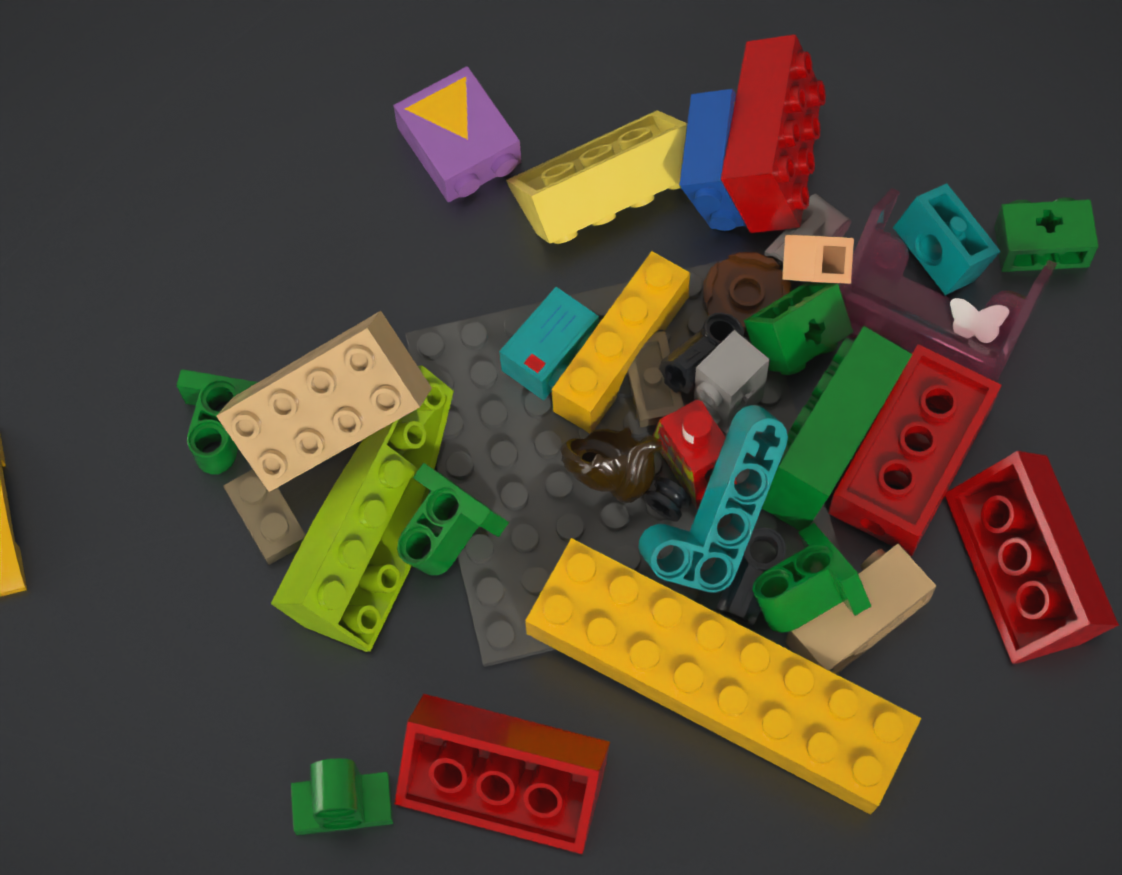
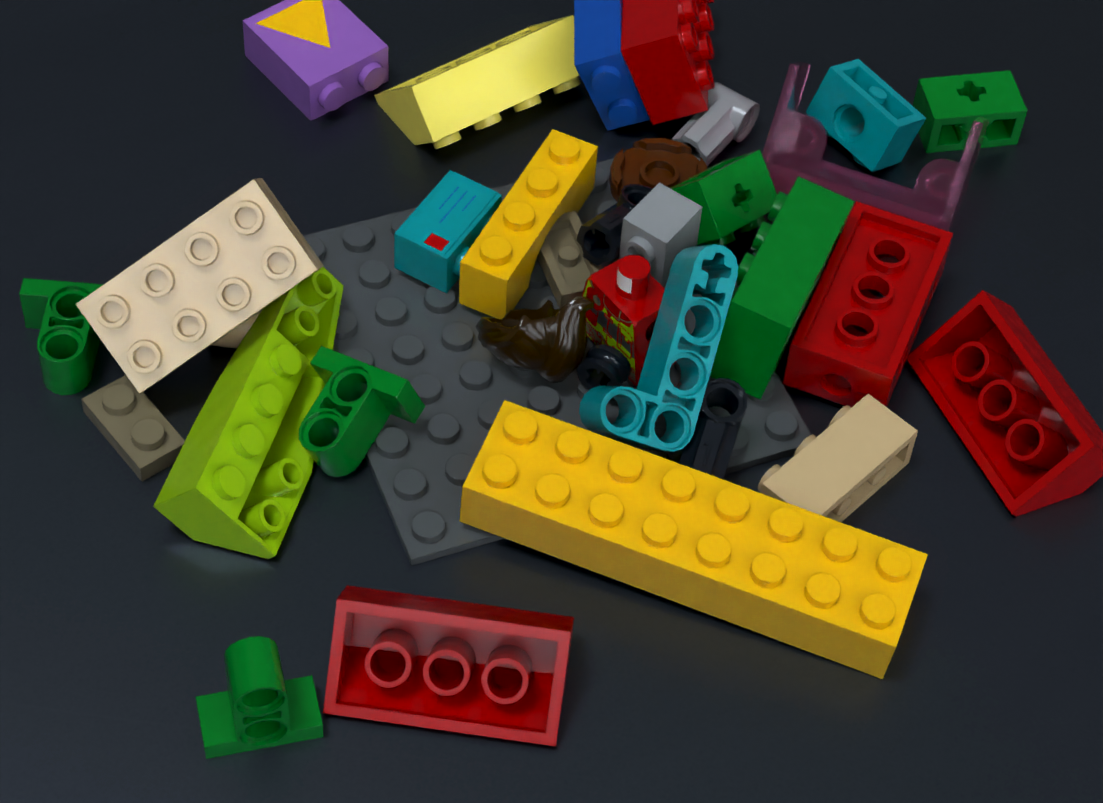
camera: 15 degrees left, 15 degrees down
(809, 584) = (781, 432): green tile -> none
(818, 259) = (733, 128): light nougat brick -> none
(982, 323) = (918, 193): white sticker -> none

